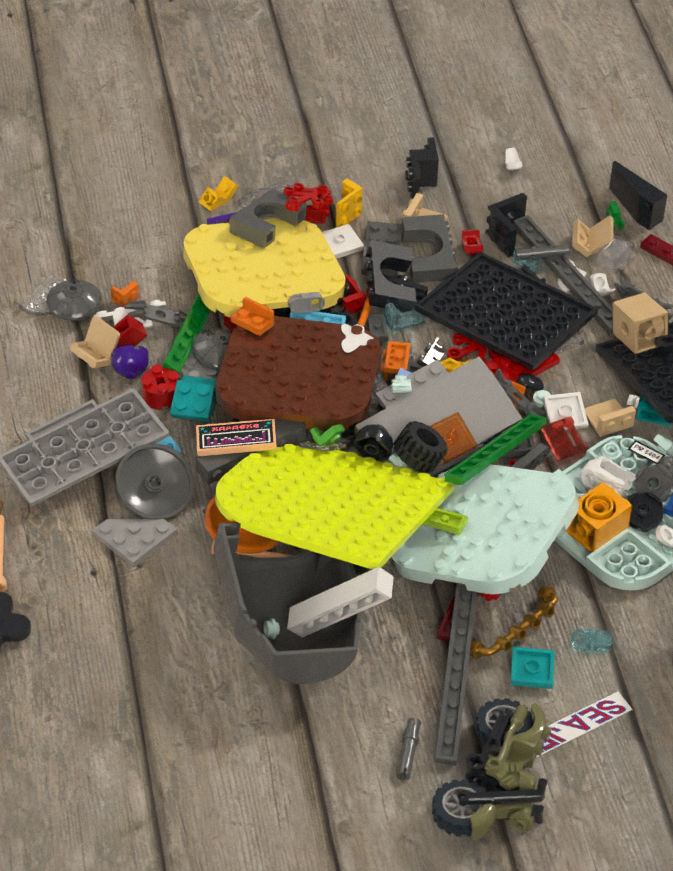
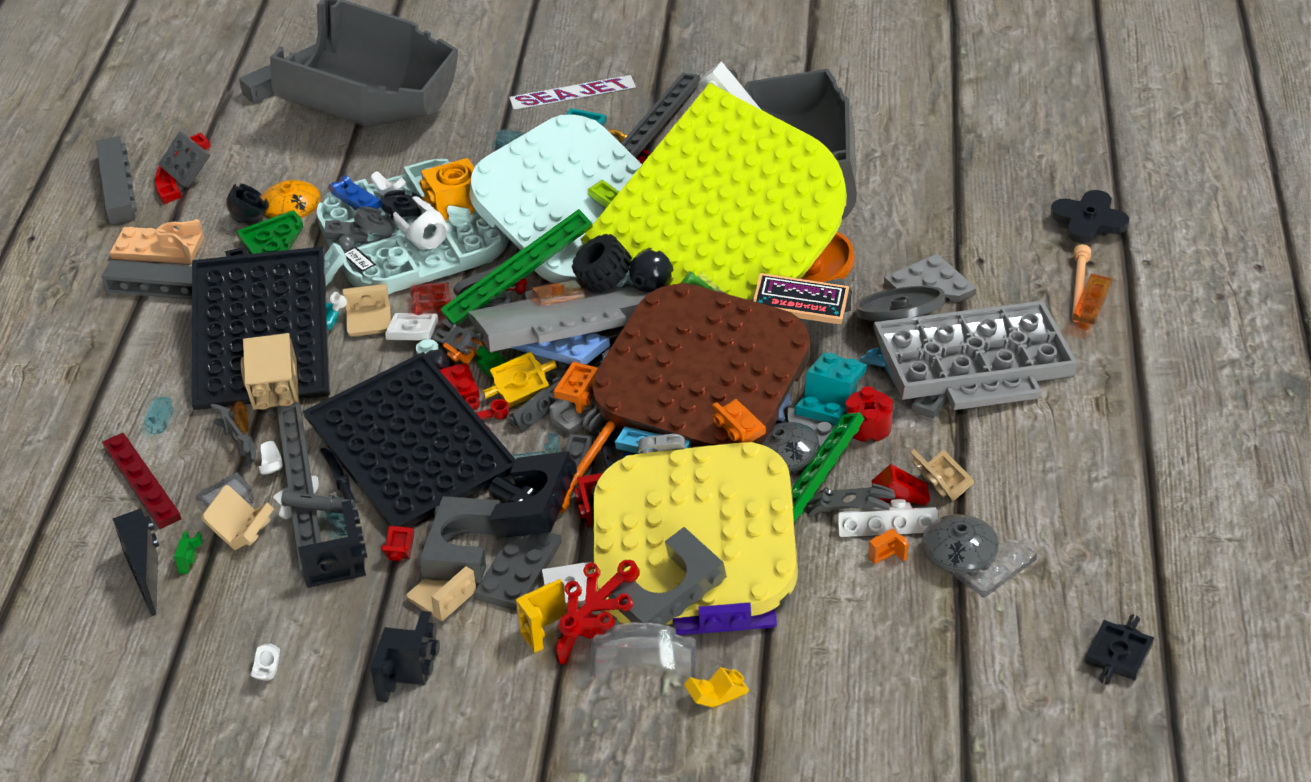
camera: 160 degrees left, 5 degrees down
(130, 361) = (895, 447): dark purple cylinder -> none
(352, 340) = (621, 389): white sticker -> none
(401, 384) = (595, 307): light aqua plate -> none
(500, 773) = (631, 71): piece -> none

